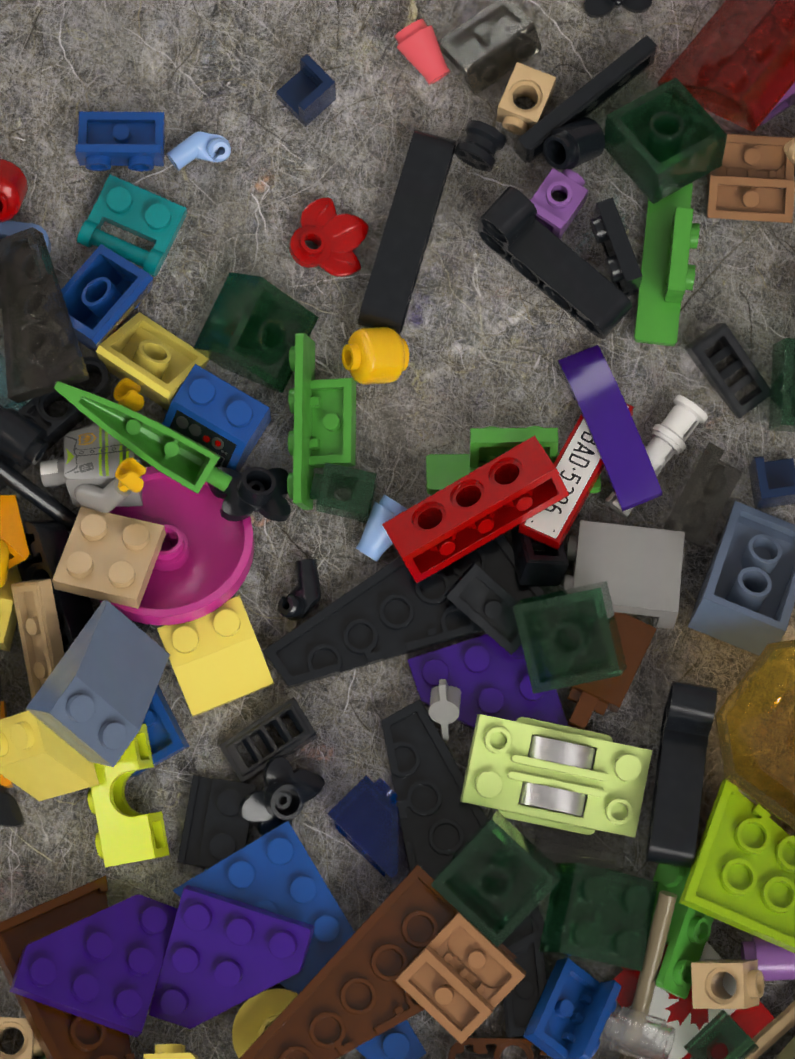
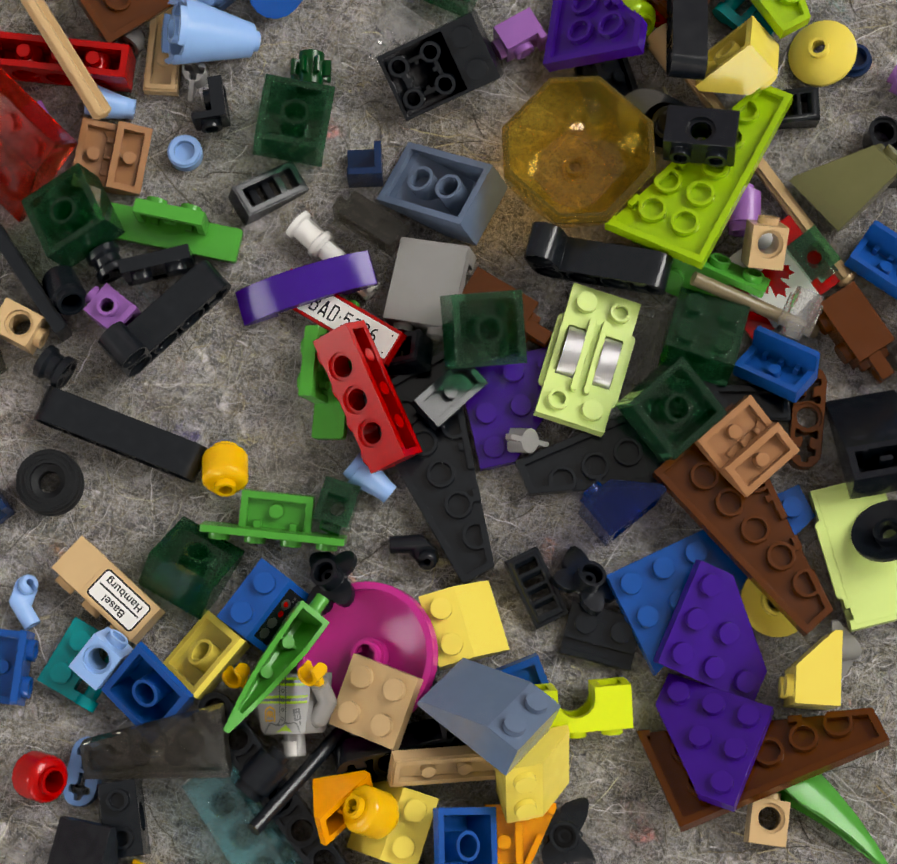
camera: 80 degrees left, 0 degrees up
(129, 227) = (88, 662): none -> light blue brick
(218, 239) = (107, 590): none -> tan brick
(332, 234) = (114, 496): red plate -> none
(335, 135) = (35, 468): none -> black tyre
(617, 184) = (105, 261): none -> black wheel
(767, 265) = (185, 152): none -> light blue tile

